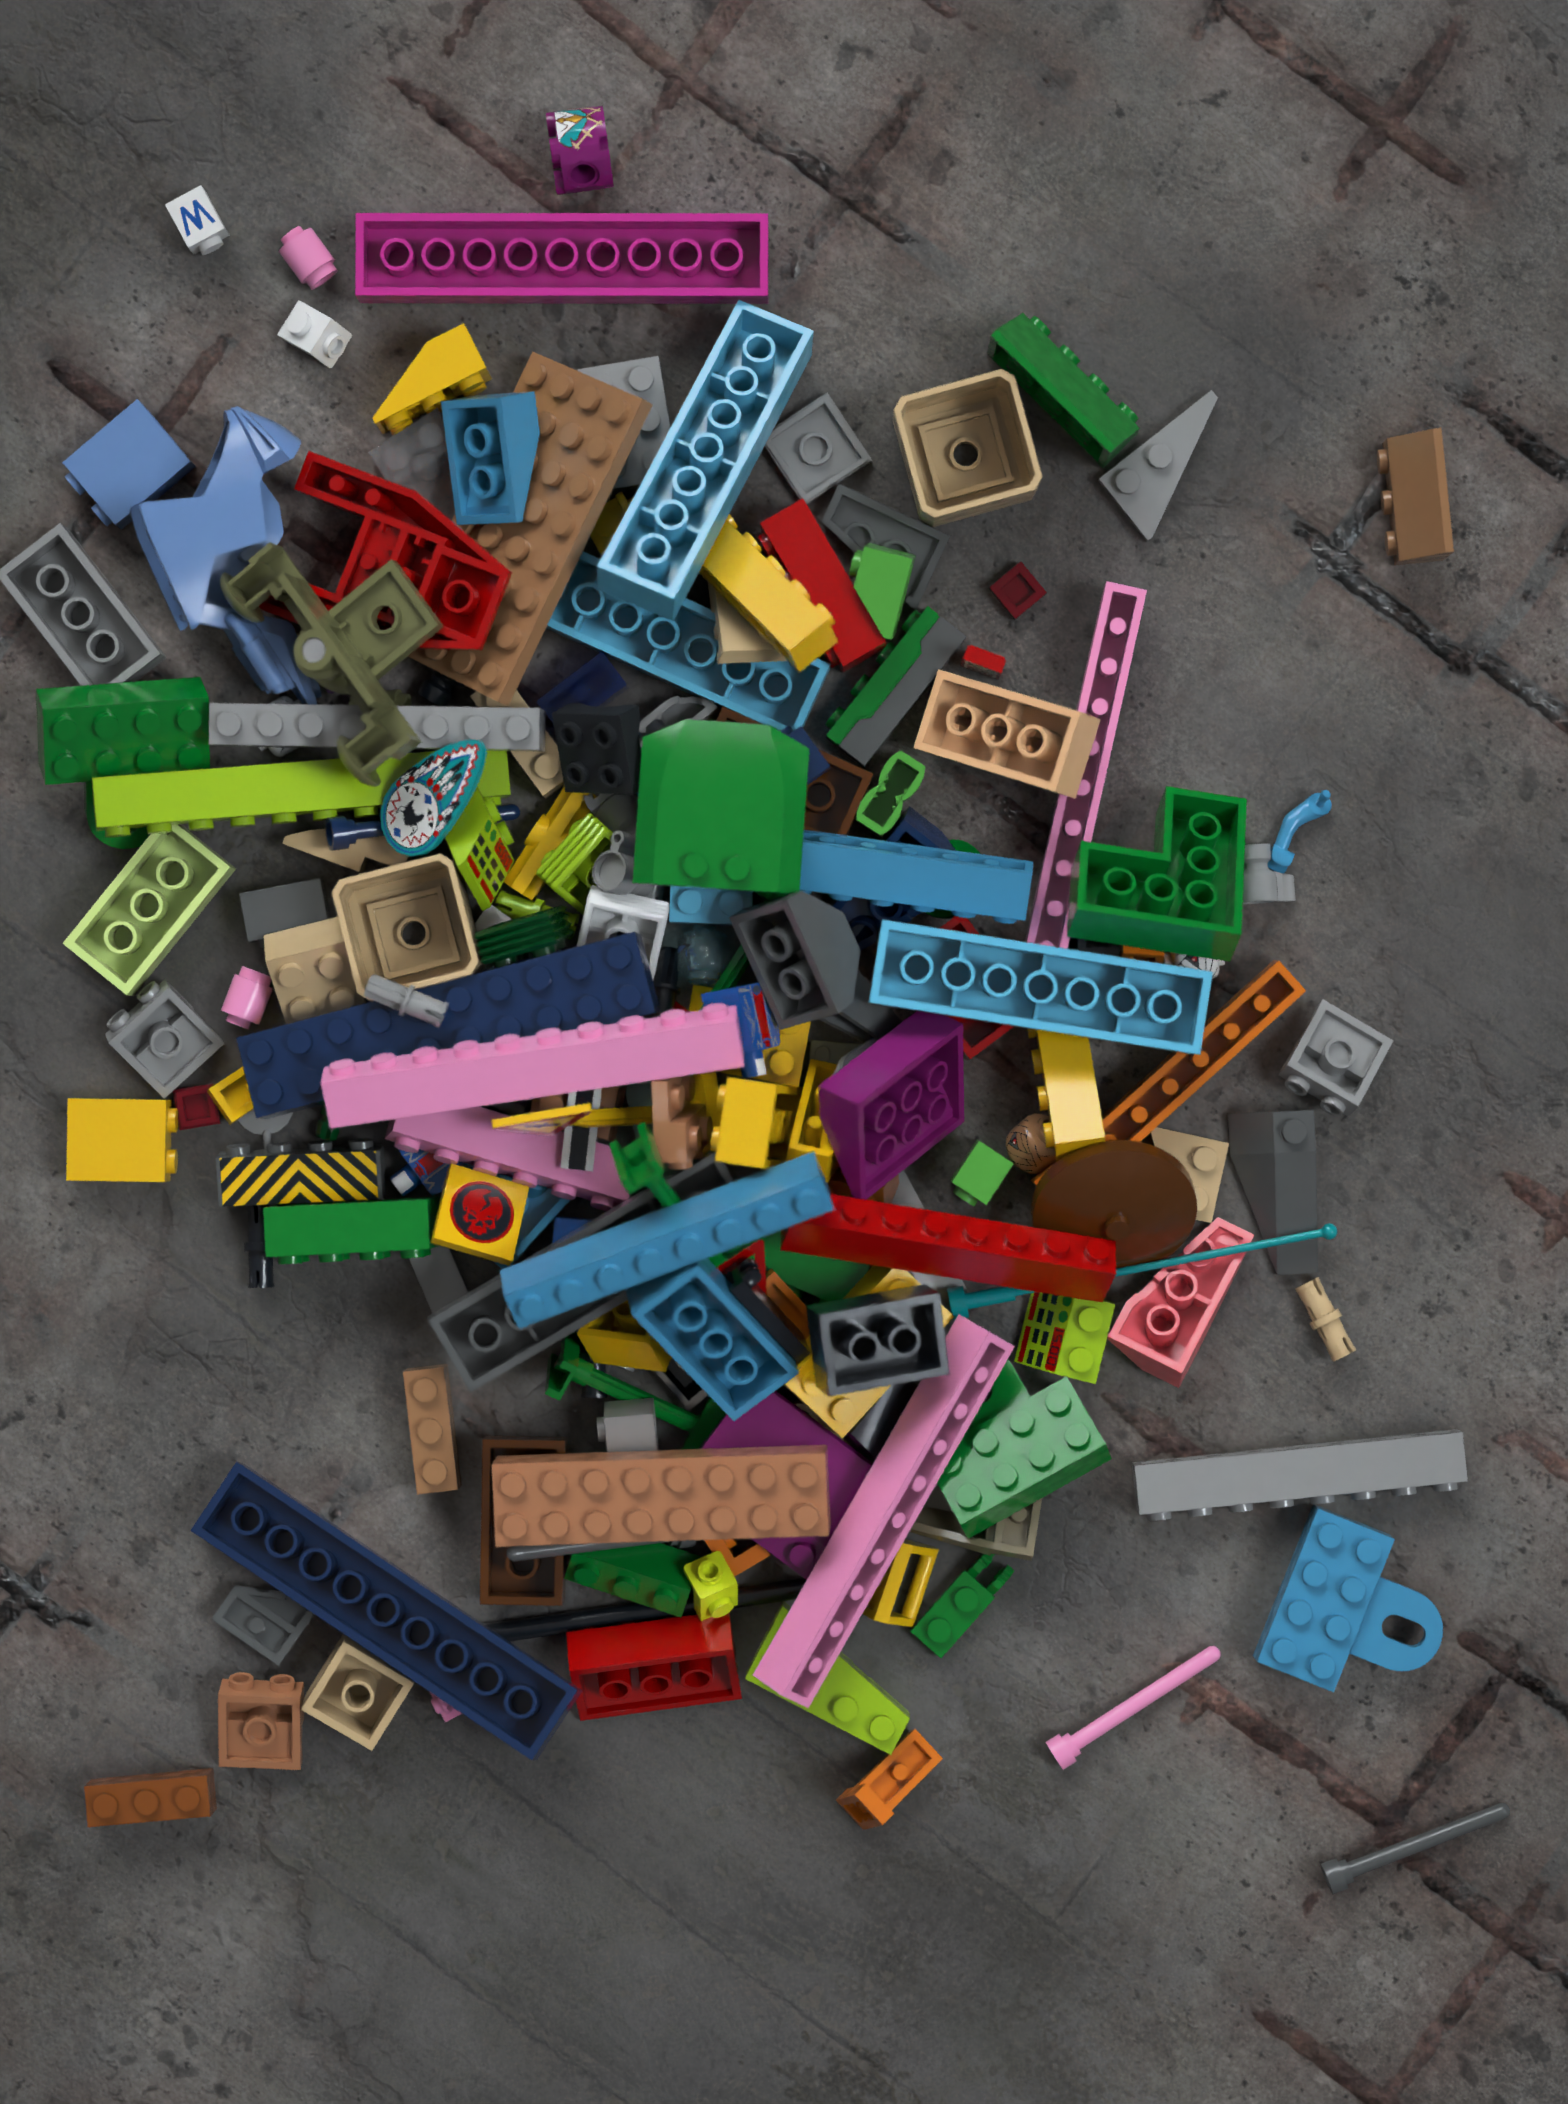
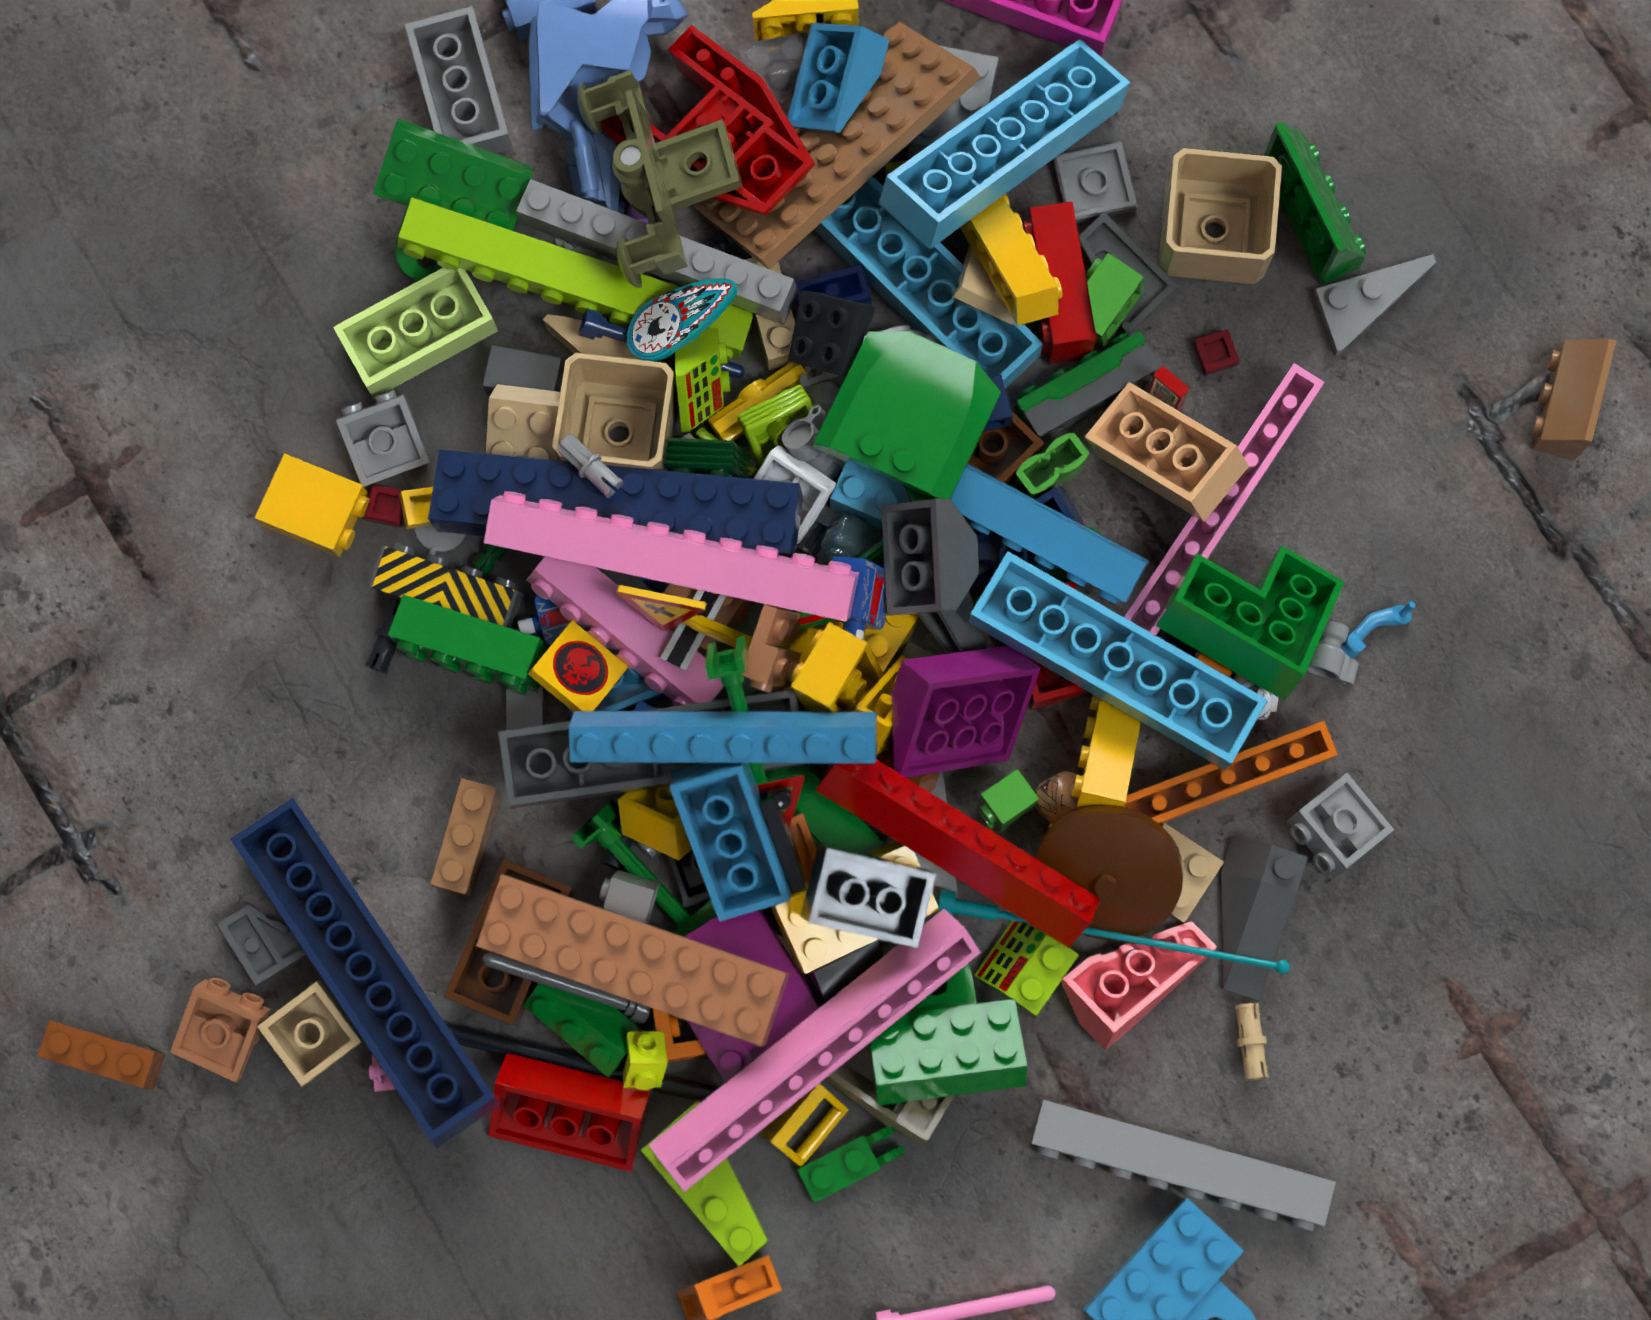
camera: 30 degrees right, 10 degrees down
(247, 997) = (464, 431): bright pink brick -> none

